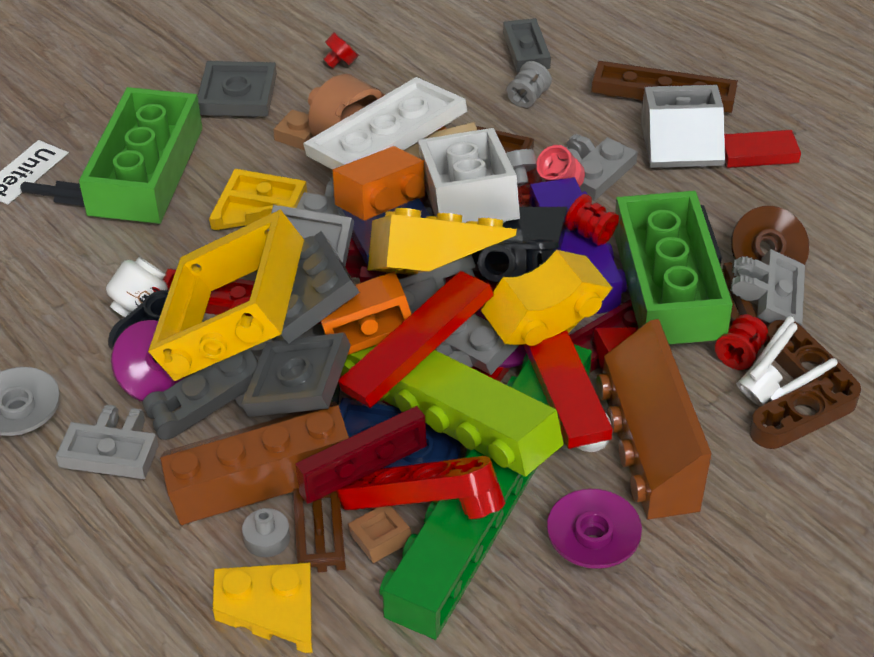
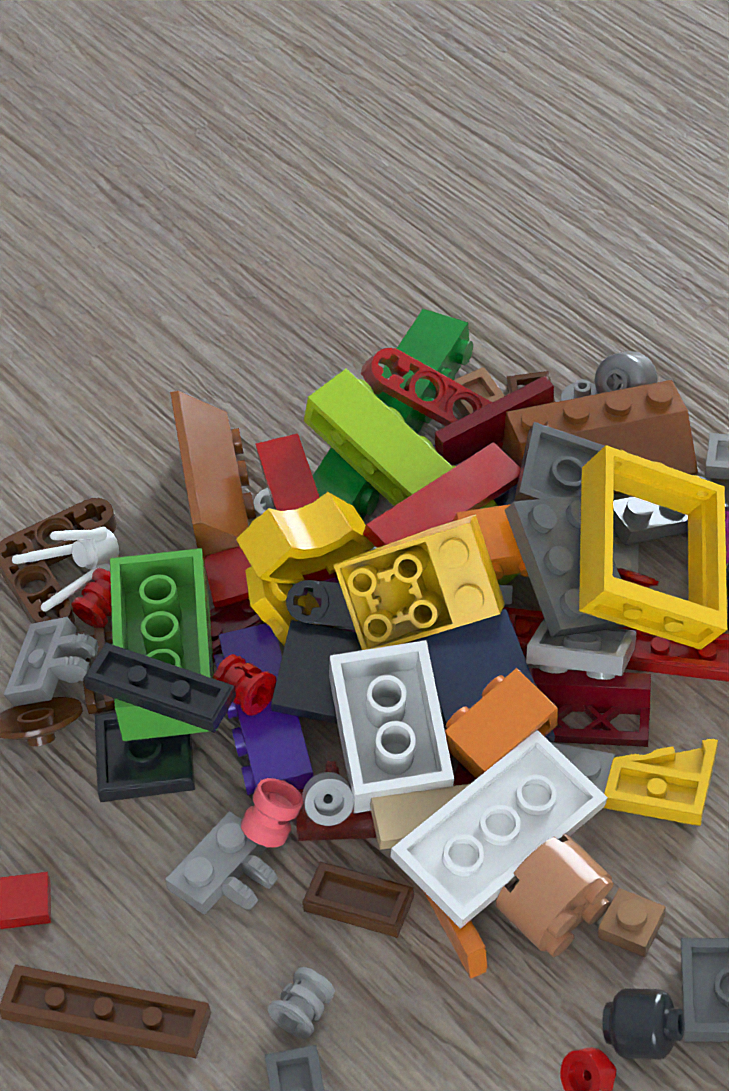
camera: 175 degrees left, 5 degrees up
(214, 526) = (624, 371): none -> flat silver head
(267, 601) = (569, 347): yellow wing -> none
(301, 62) = (642, 1023): none -> black head
(596, 514) = (277, 403): magenta dish -> none
(661, 195) = (160, 687): none -> black tile
(683, 126) = (97, 910): slope -> none

